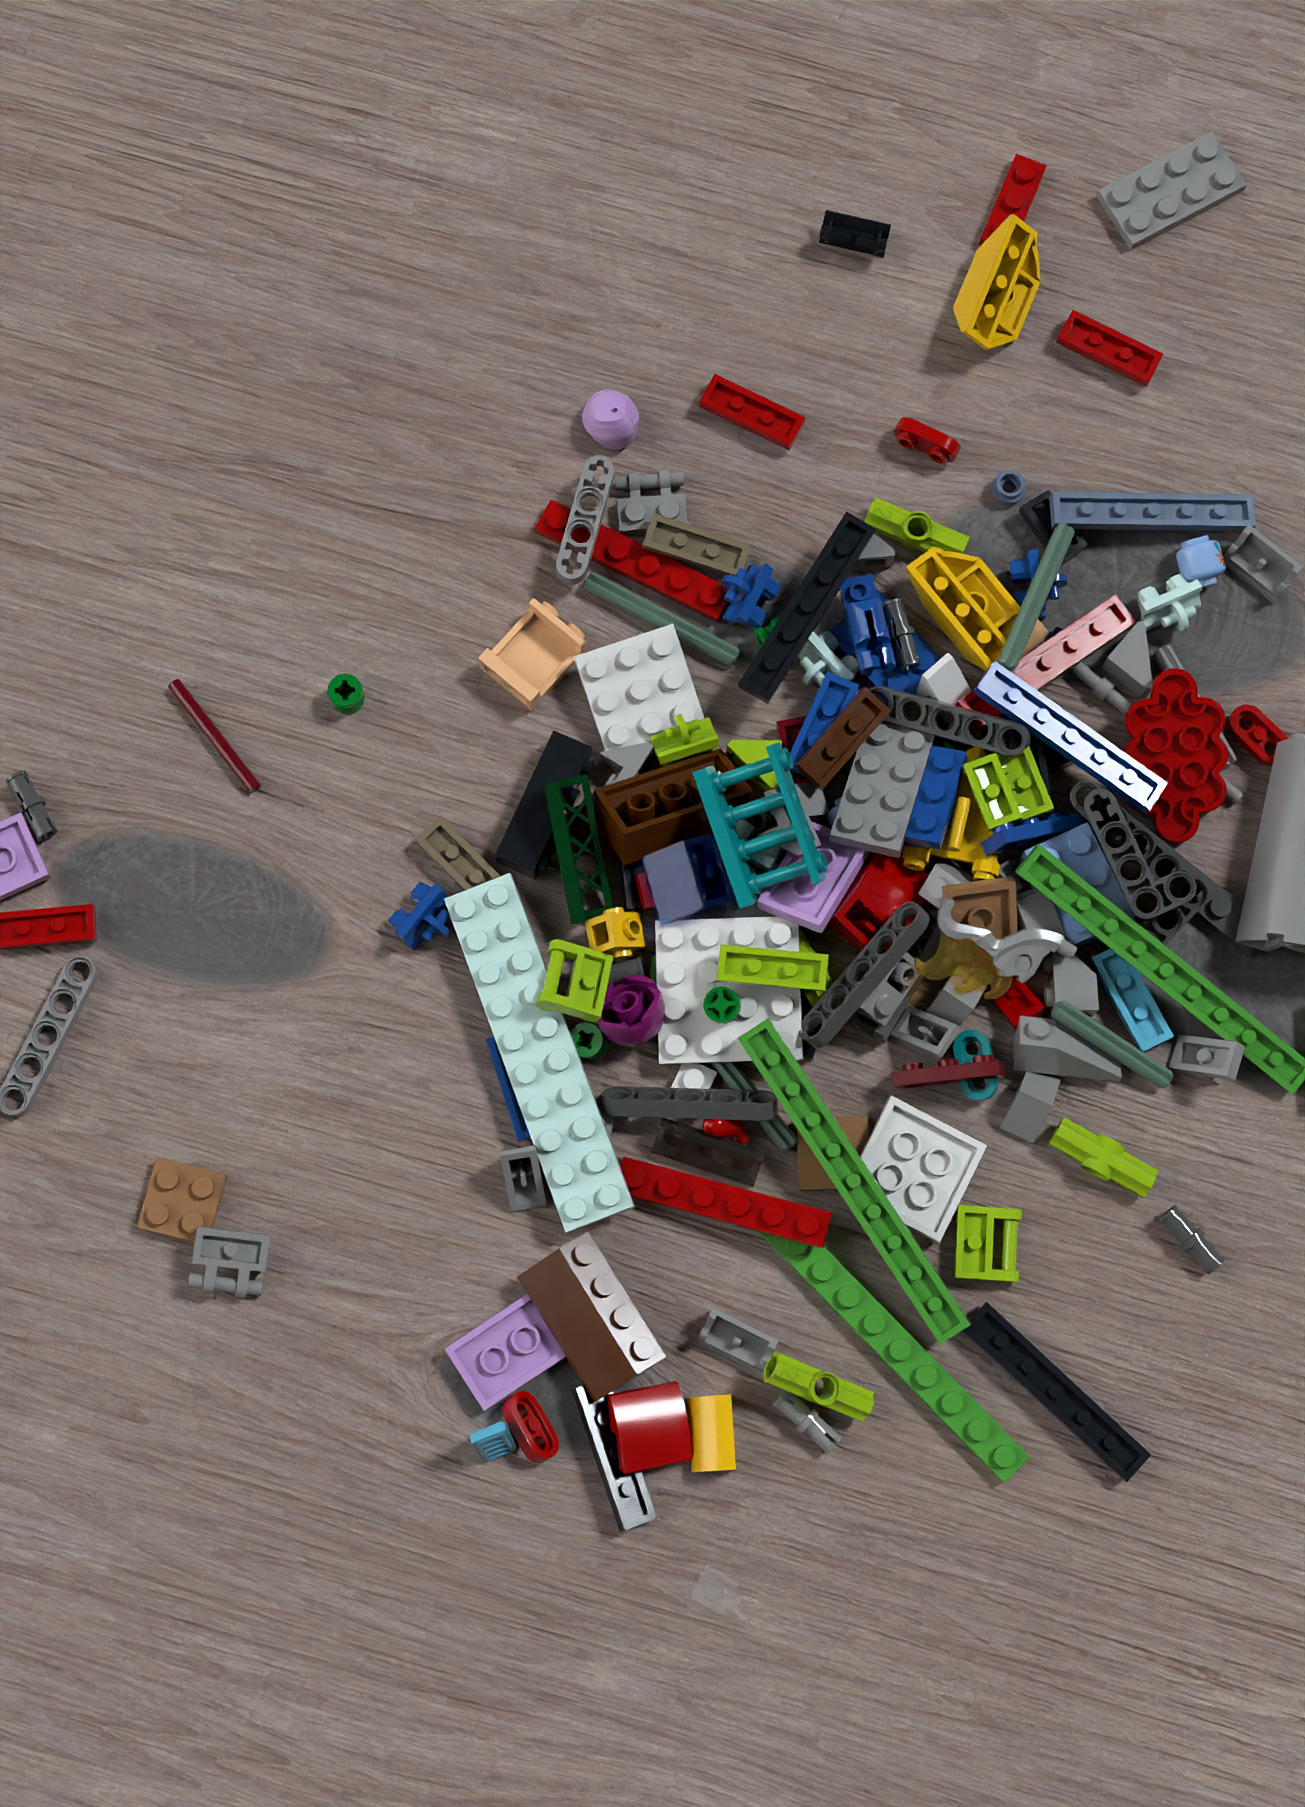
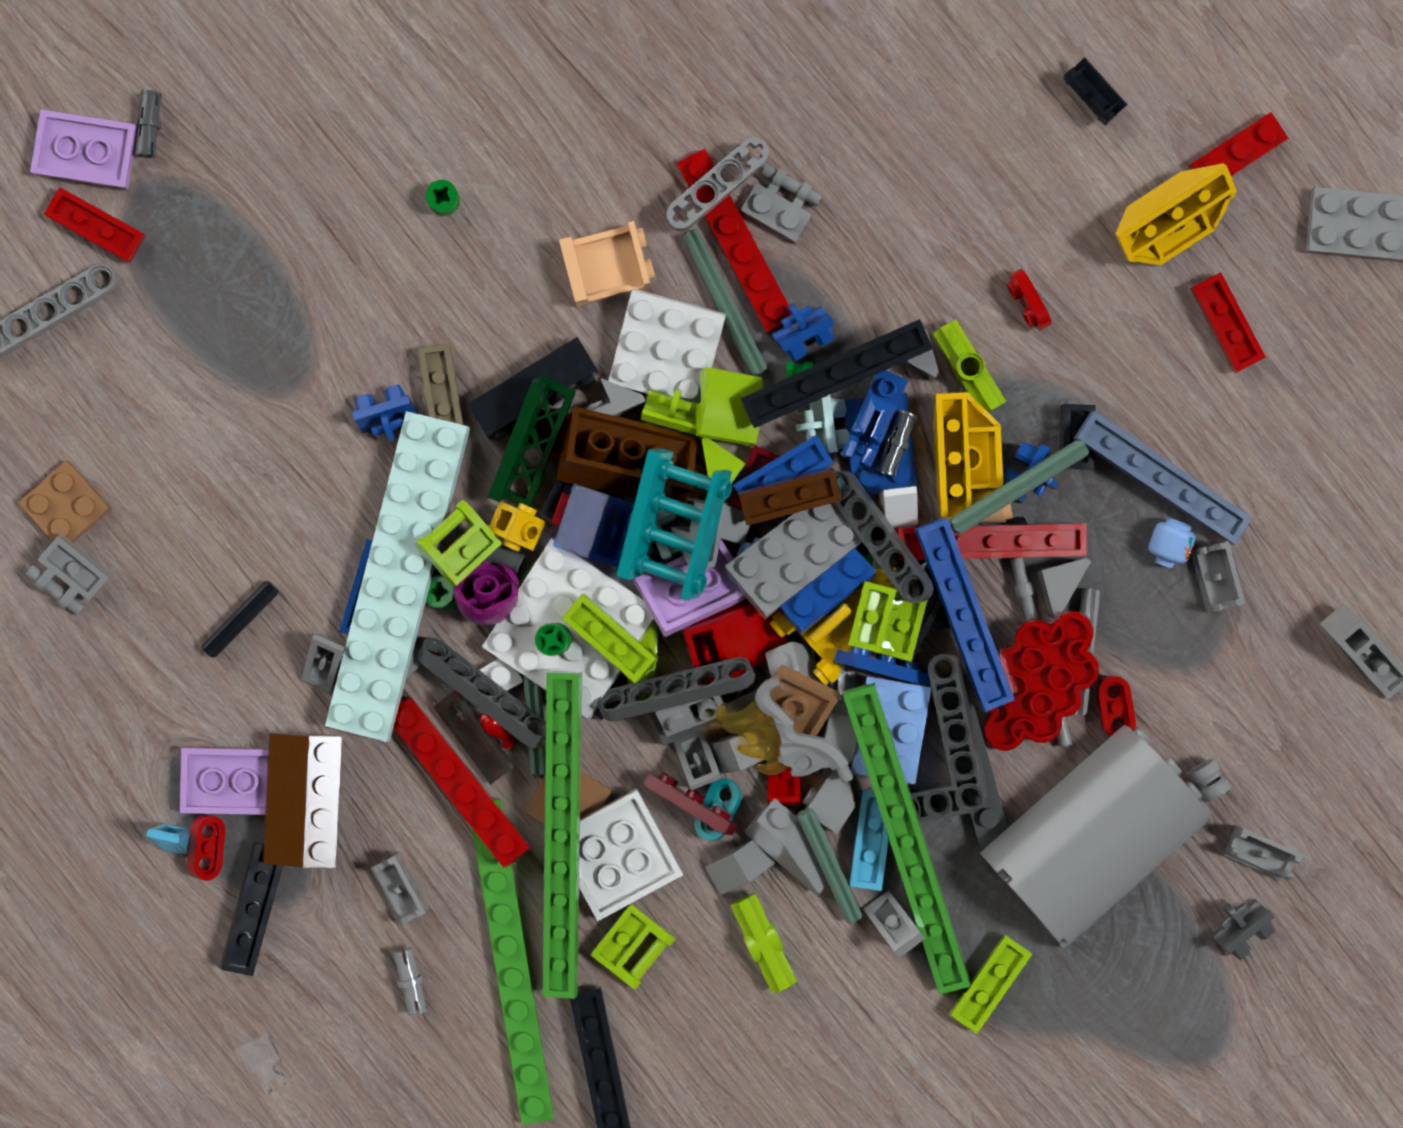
camera: 35 degrees right, 10 degrees up
(214, 736) = (322, 161): dark red bar -> none
(417, 1194) = (240, 619): none -> black axle
(611, 419) = (797, 114): lavender hair -> none
(650, 1427) = (291, 908): red slope -> none
(695, 545) = (789, 263): dark tan plate -> none
(711, 1433) = (334, 943): yellow brick -> none
(726, 707) = (721, 410): none -> lime slope
(752, 412) = (910, 183): red plate -> none
(801, 1379) = (422, 951): lime piece -> none
(1012, 478) = (1077, 378): sand blue plate -> none
(1131, 851) = (943, 737): dark grey beam -> none
(1170, 607) = (1121, 563): light aqua hips -> none
(1191, 1239) = (785, 1047): dark grey pin -> none

